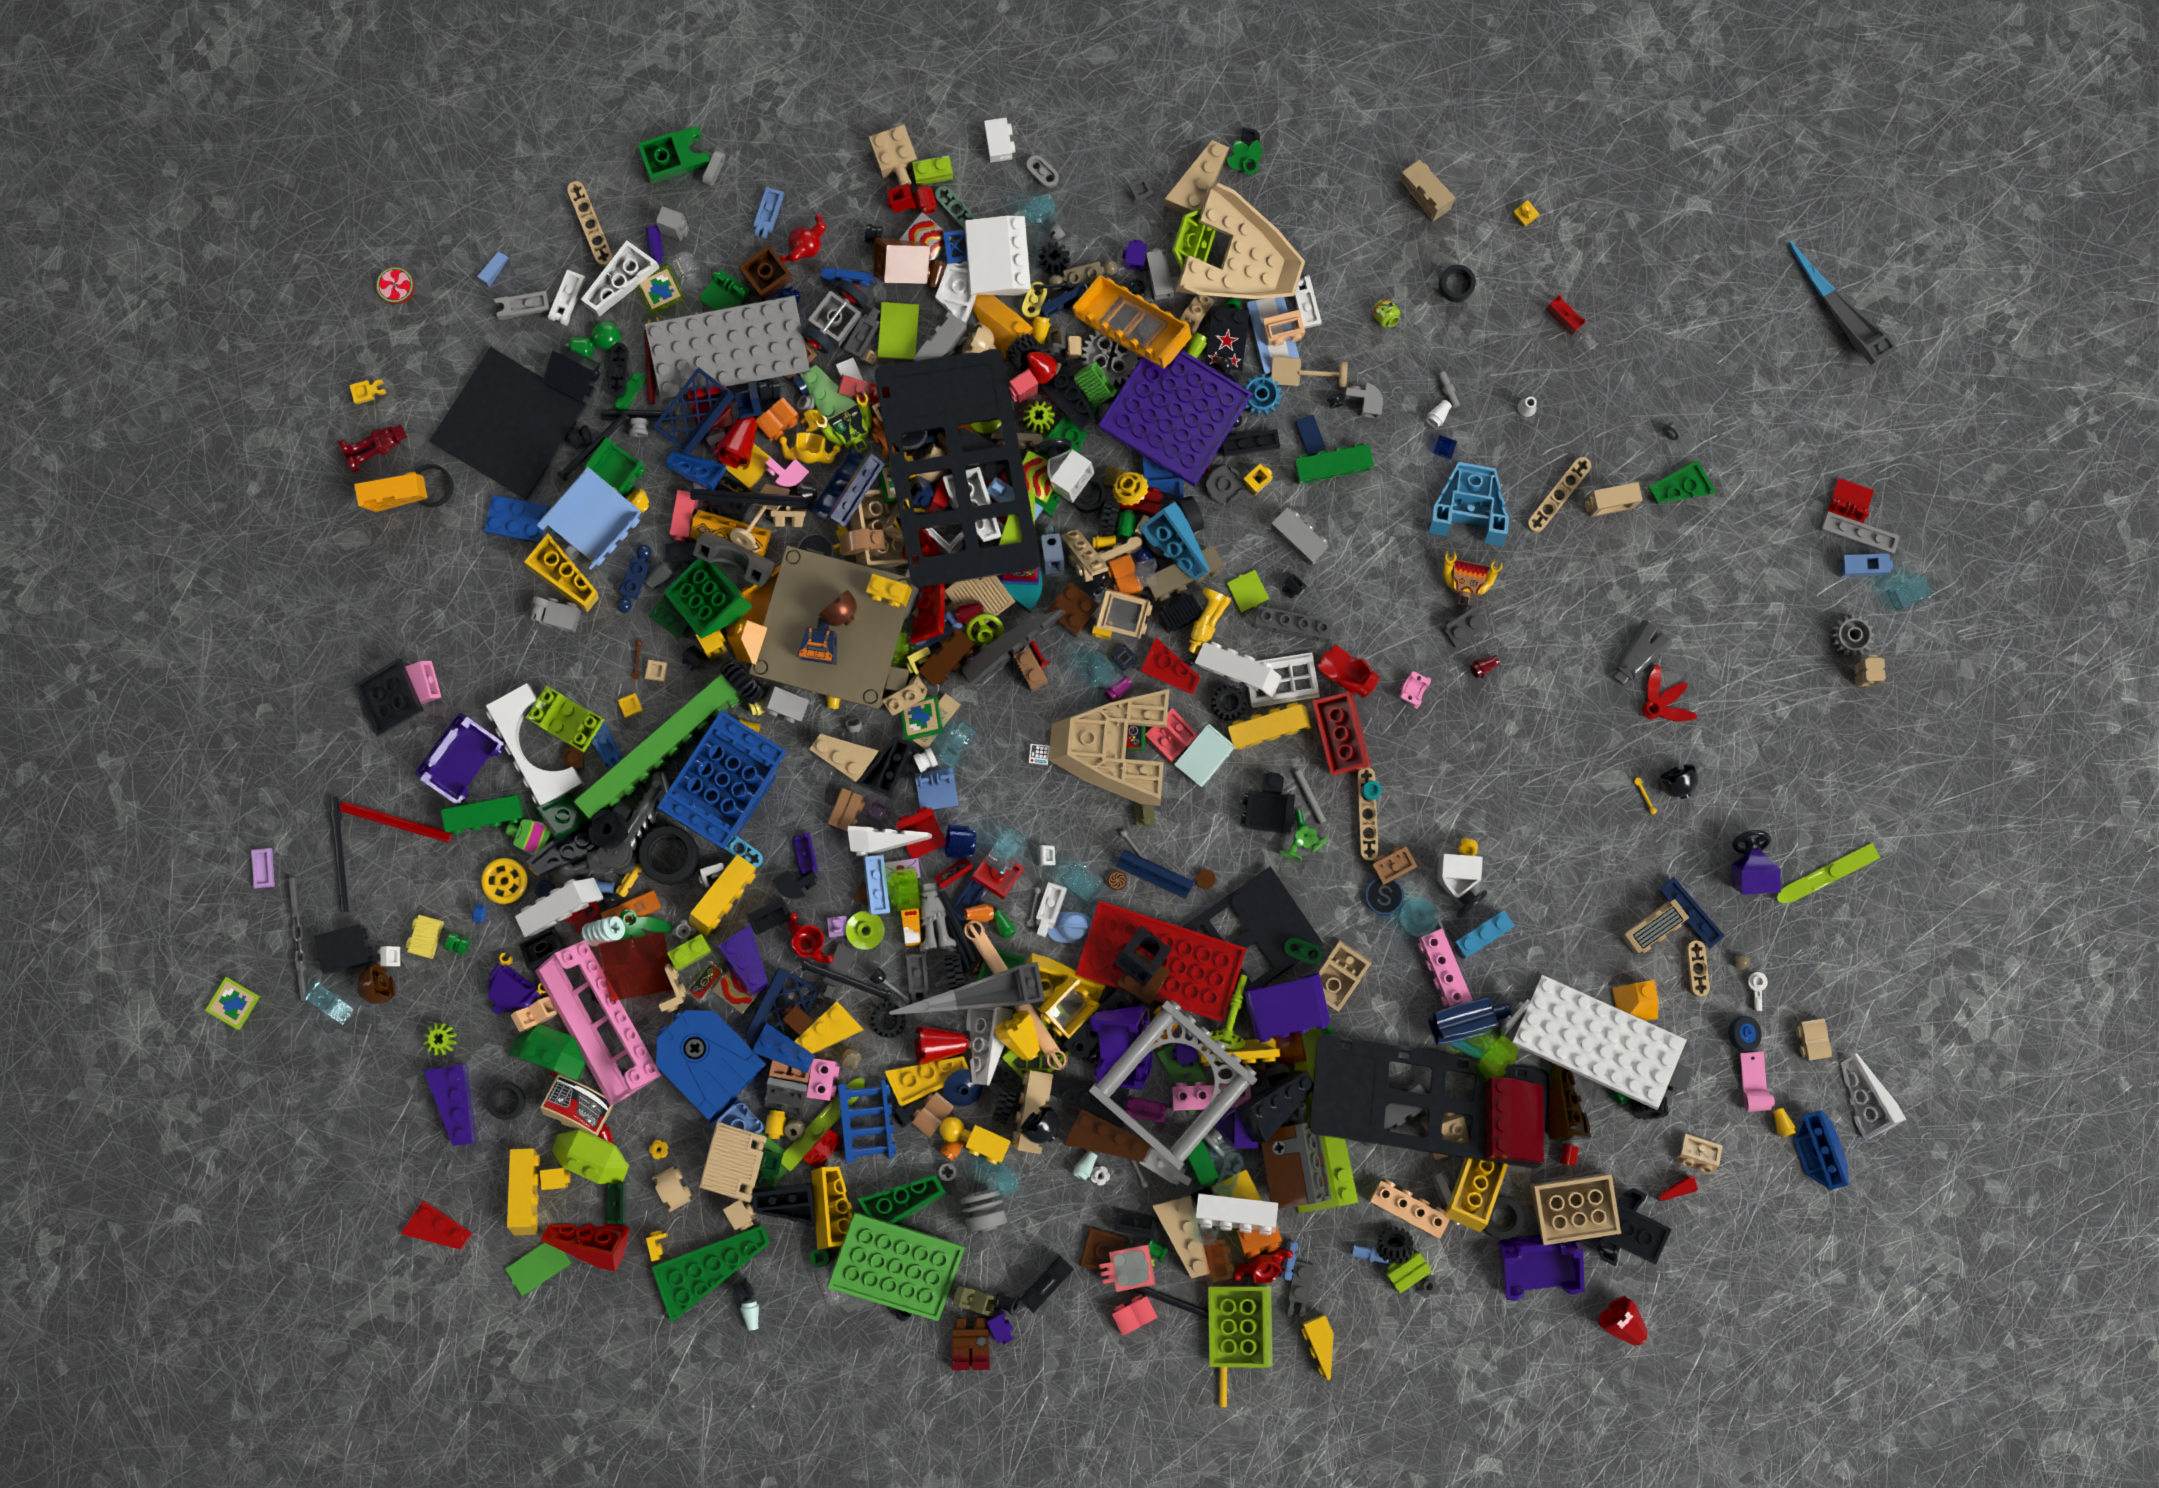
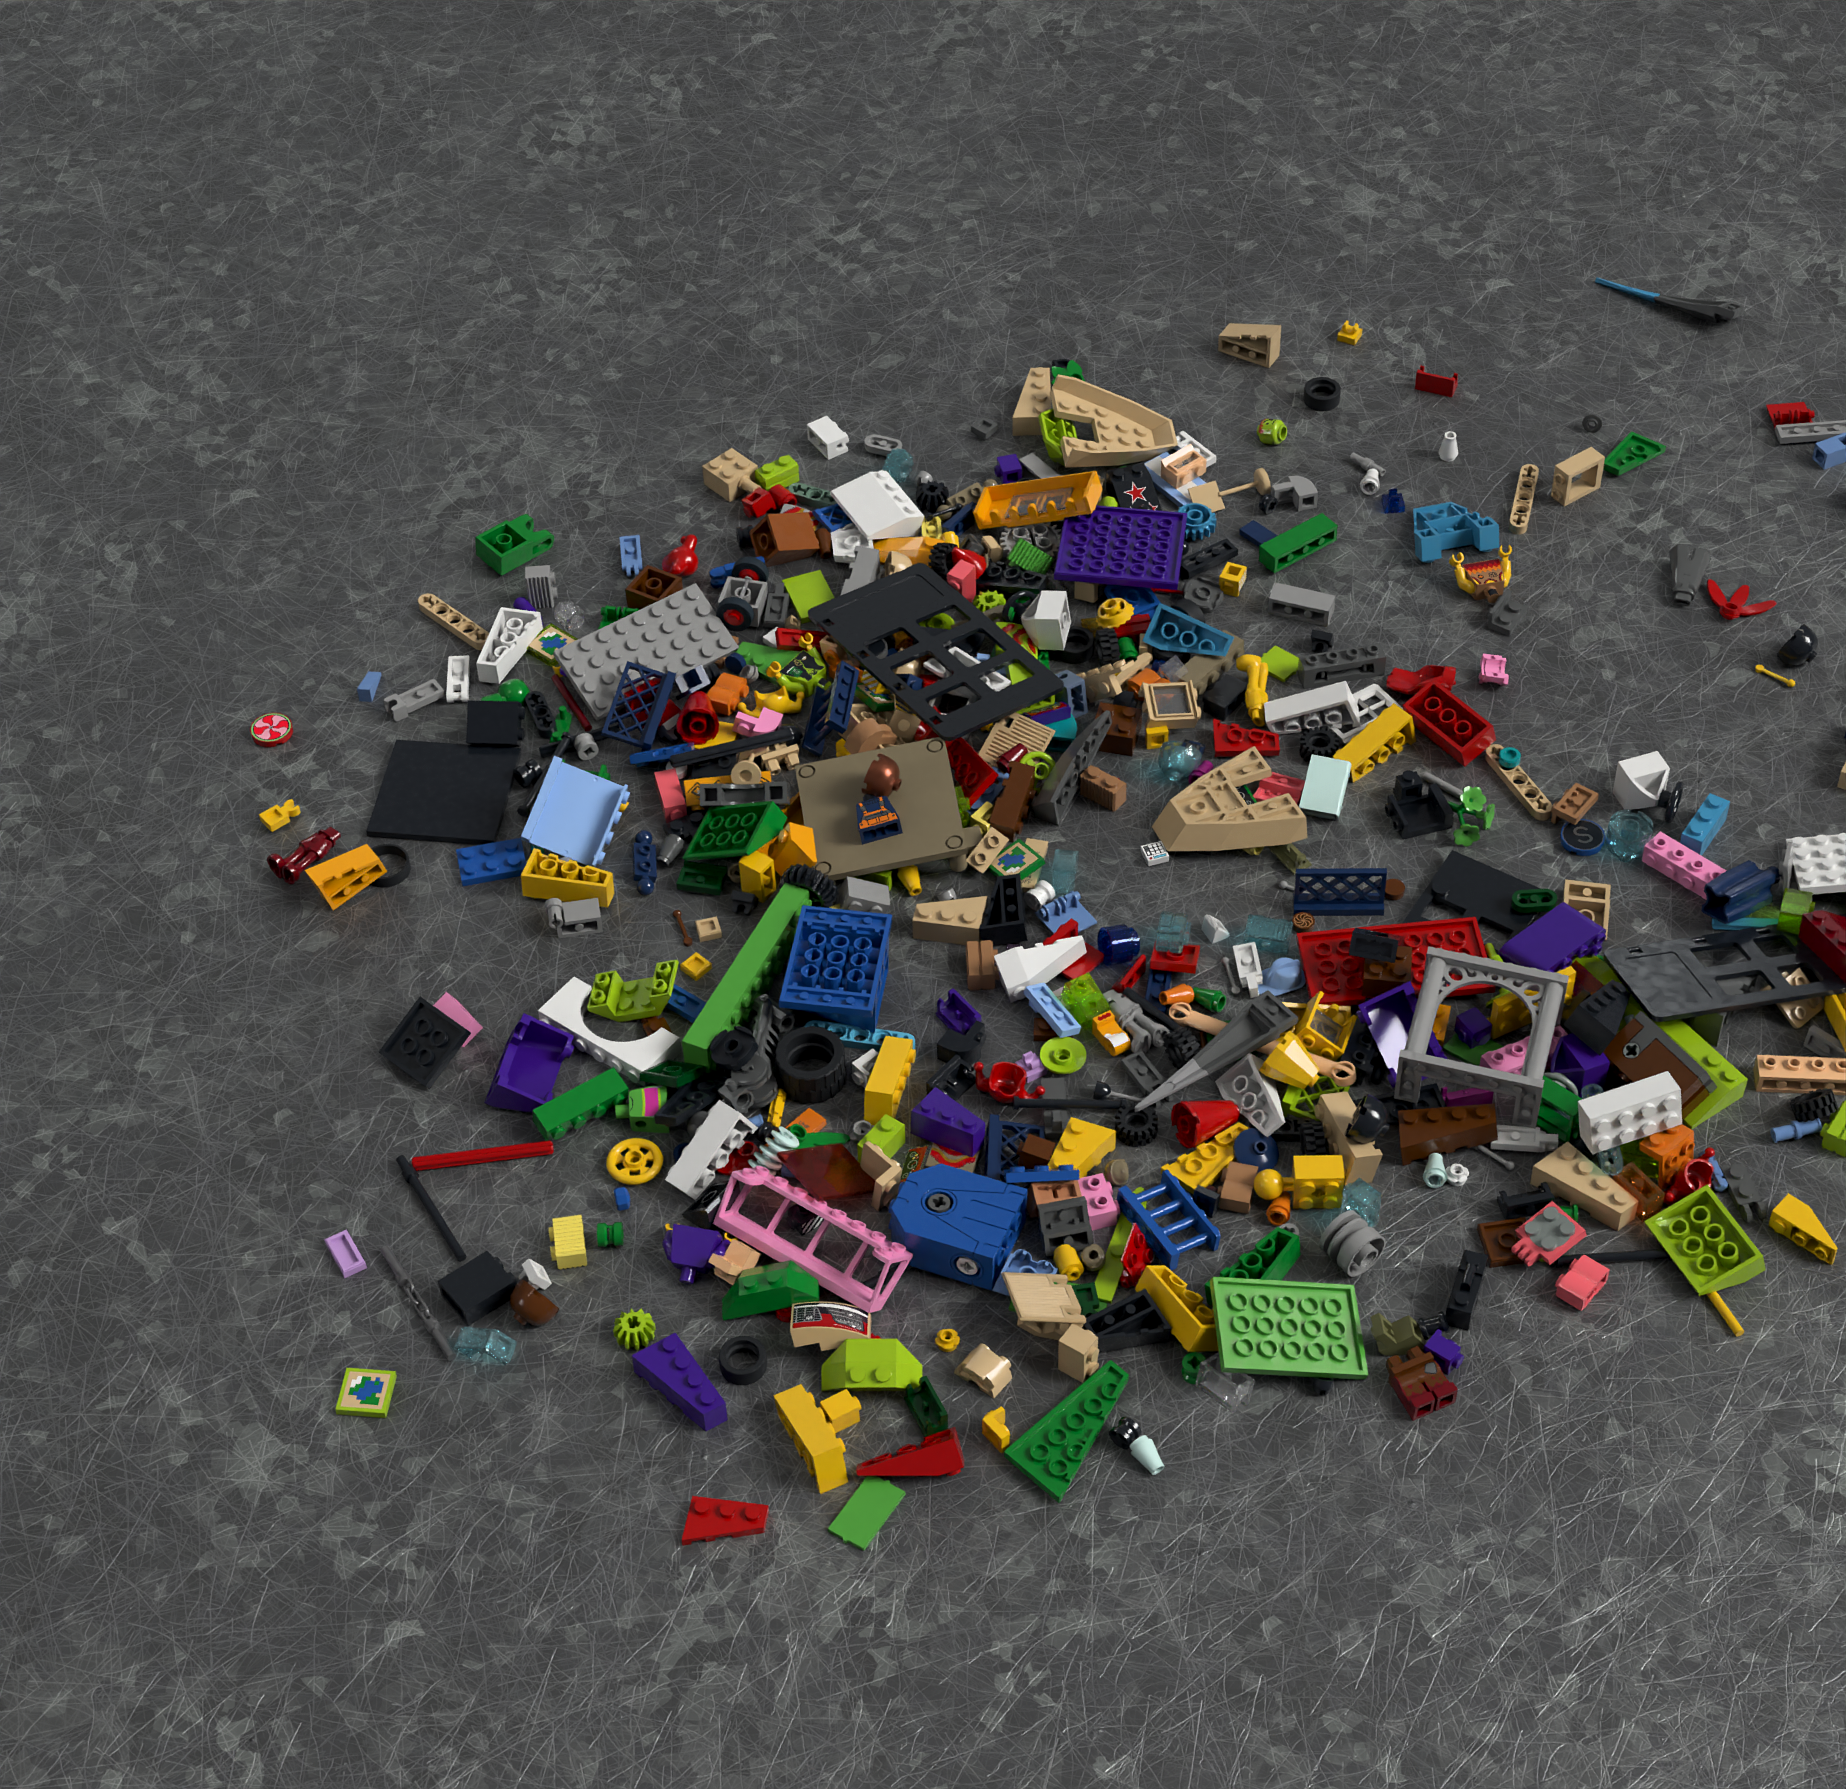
camera: 15 degrees left, 35 degrees down
(713, 168) = (559, 542): light grey beam -> none
(809, 418) = (765, 682): yellow tile -> none
(885, 589) = (924, 747): yellow brick -> none
(1484, 666) = (1546, 636): dark red cone -> none

